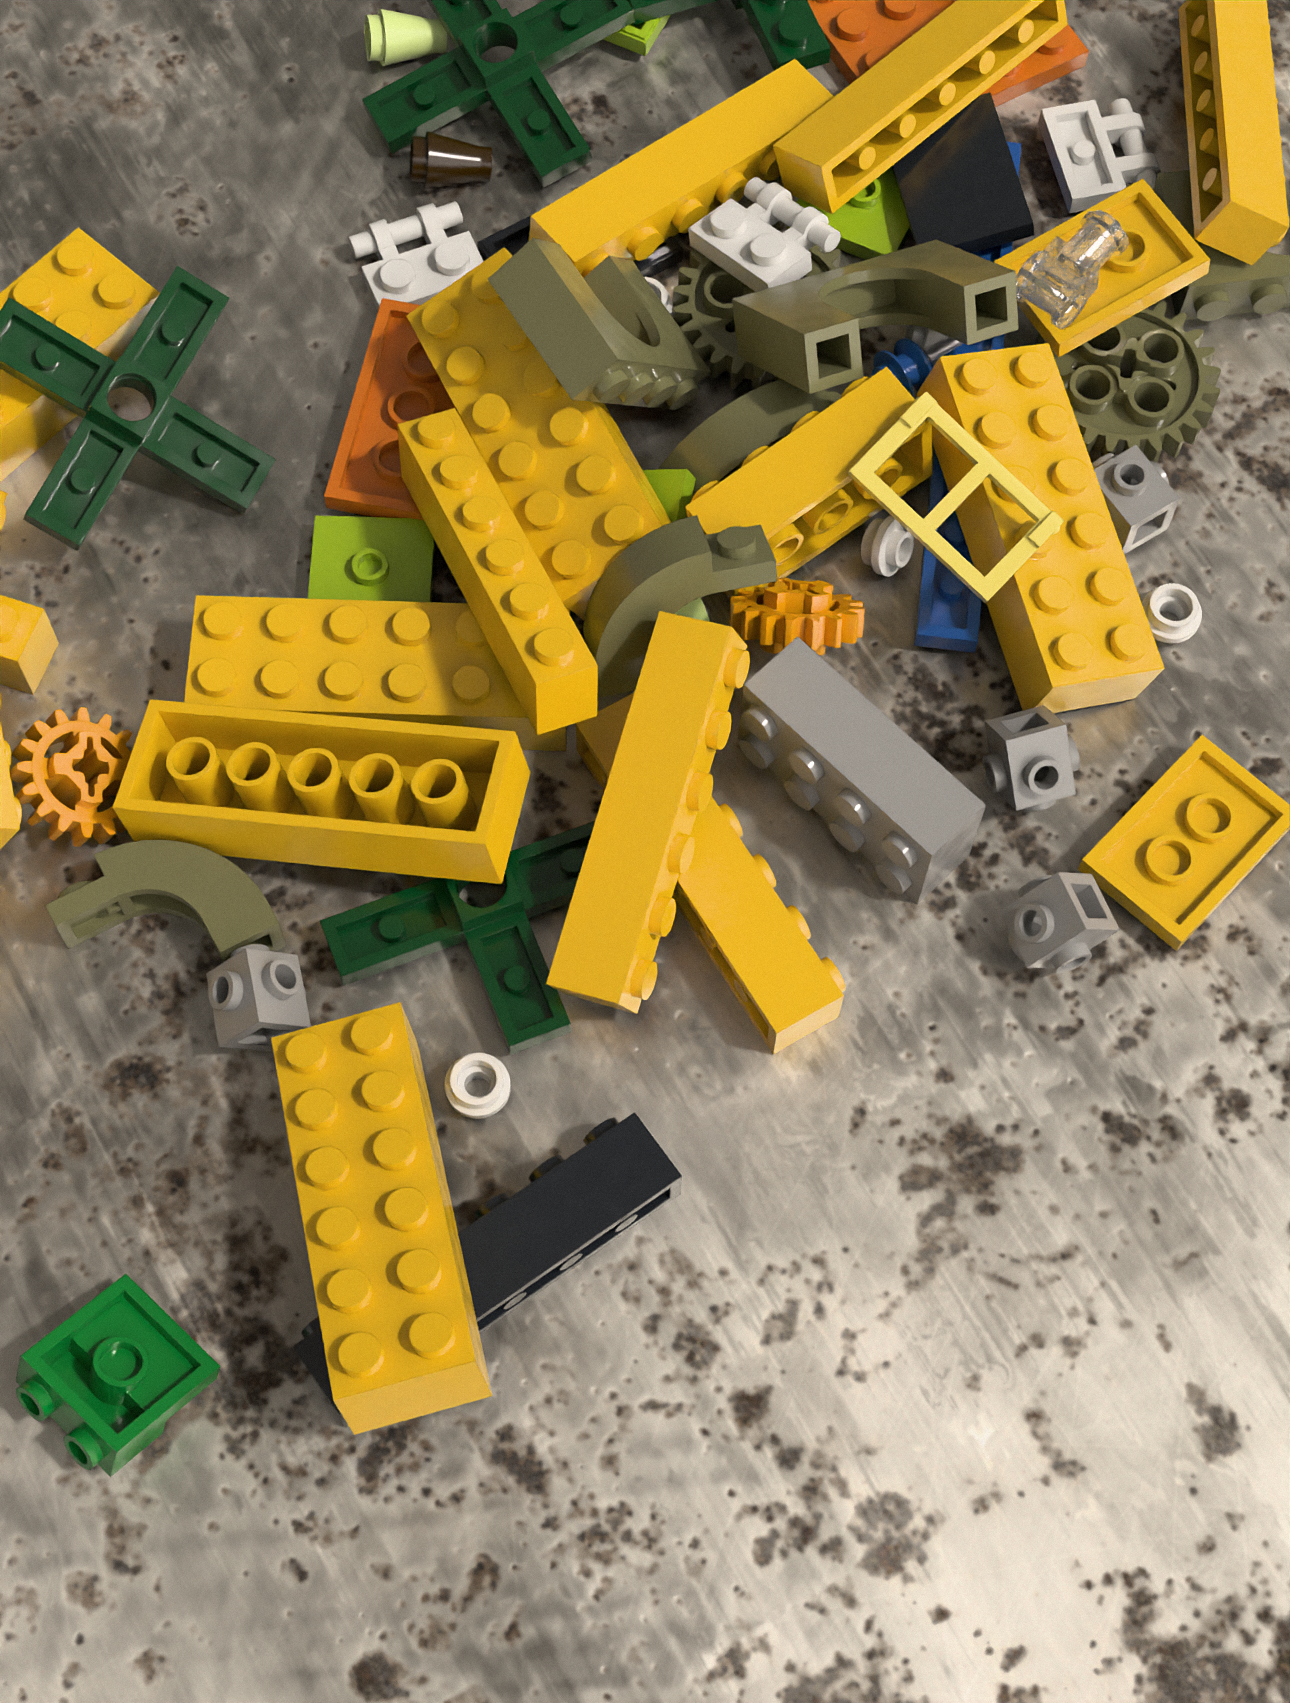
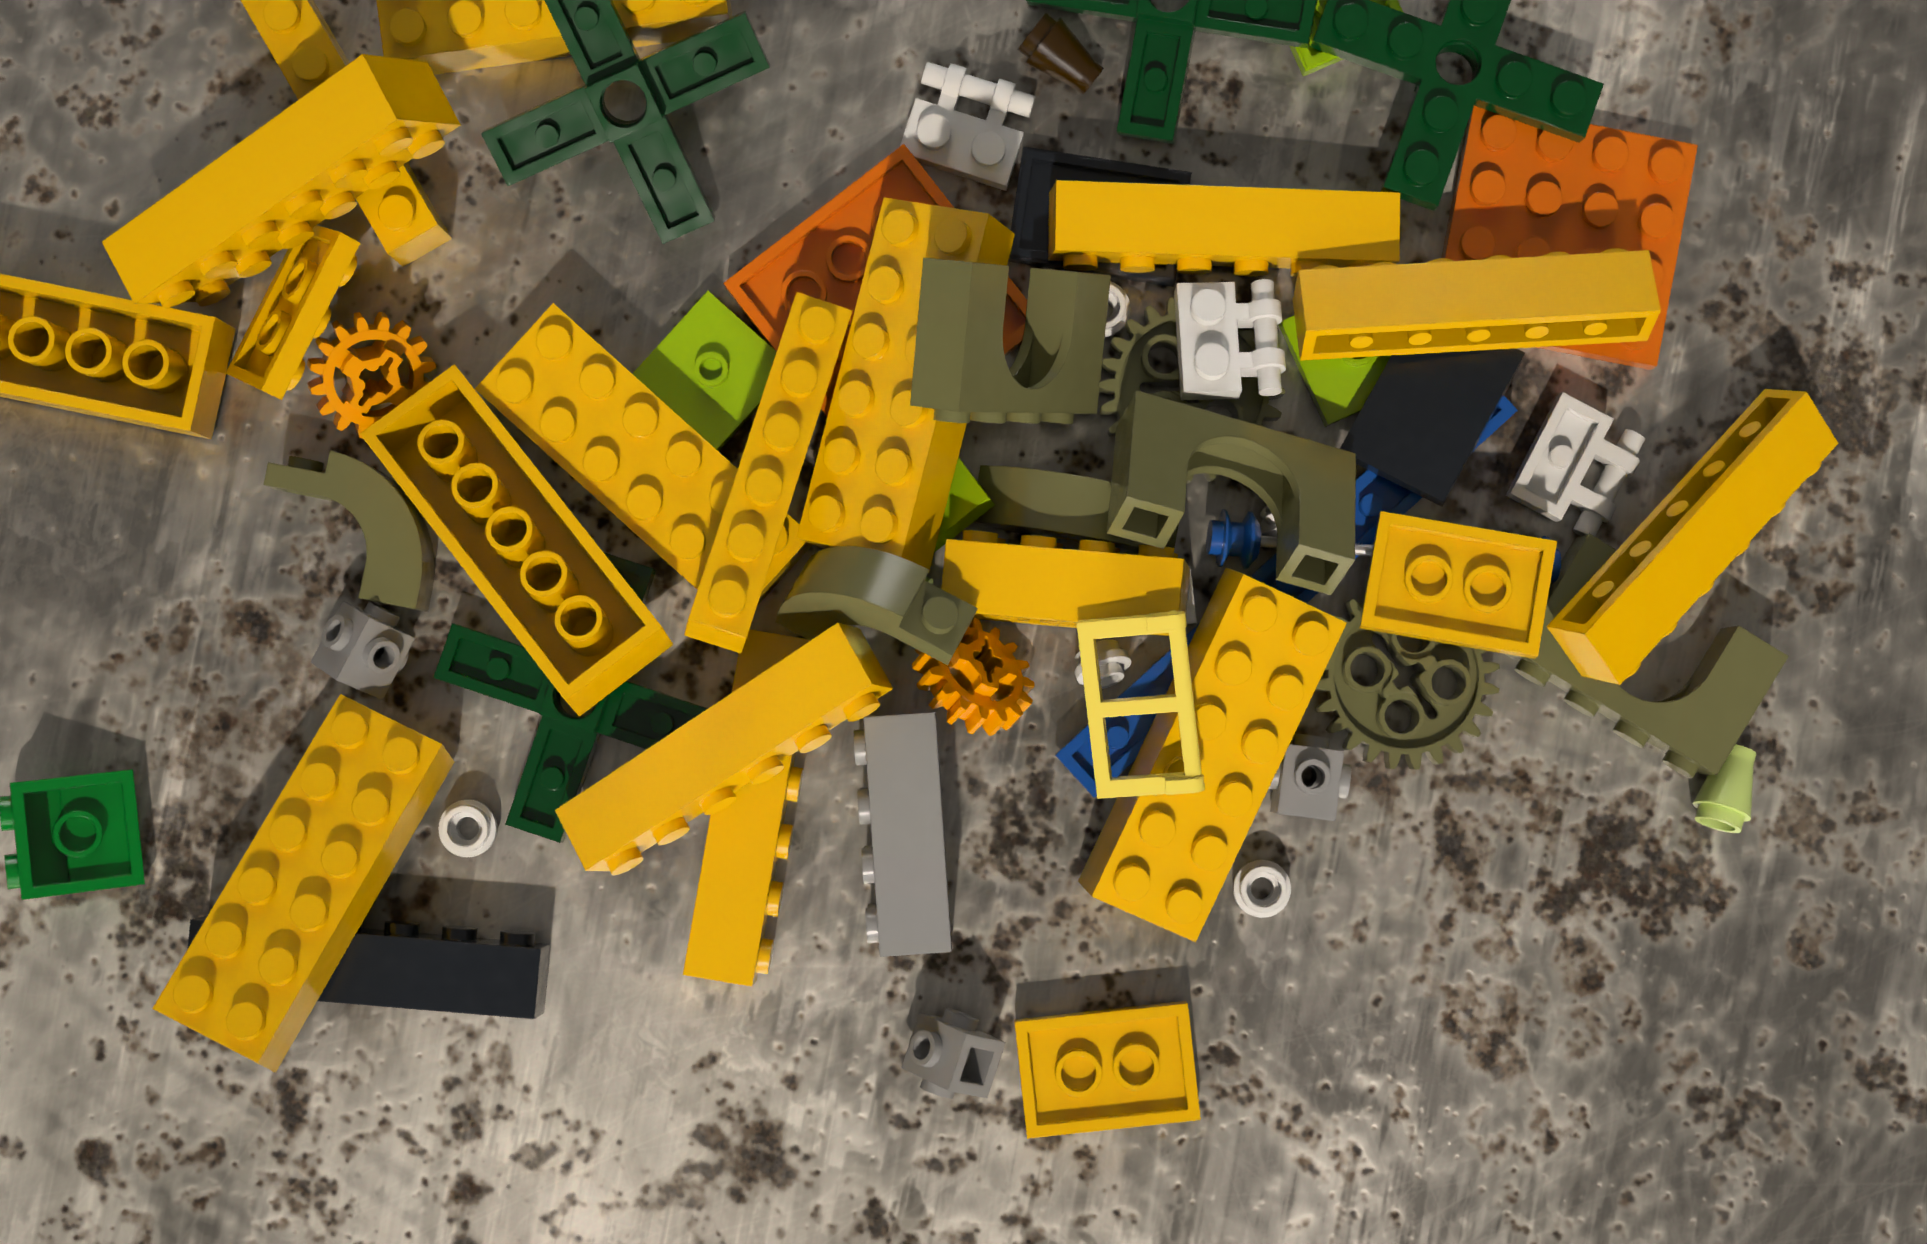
camera: 40 degrees right, 20 degrees up
(1030, 759) = (1044, 920): light grey brick -> none
(1068, 272) = (1414, 579): clear connector -> none

